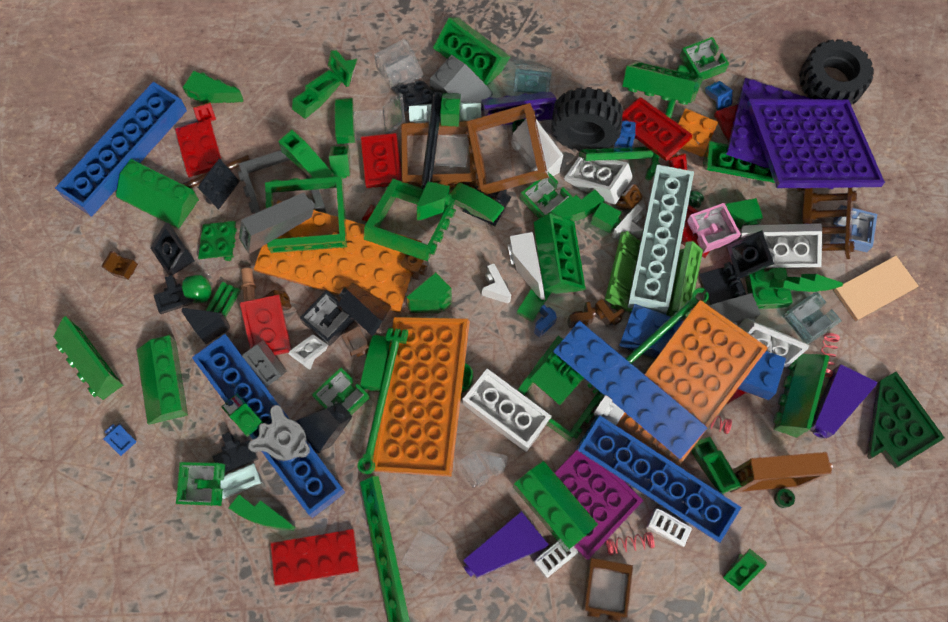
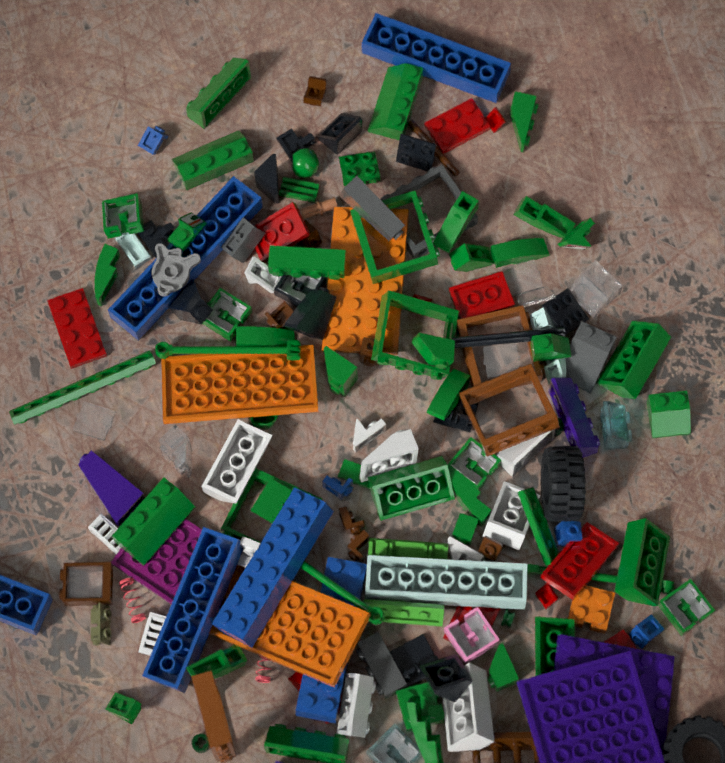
camera: 85 degrees right, 0 degrees up
(309, 302) = (307, 262): none -> green brick
(528, 36) = (669, 414): none -> green slope
(661, 582) = (101, 616): none -> olive hinge

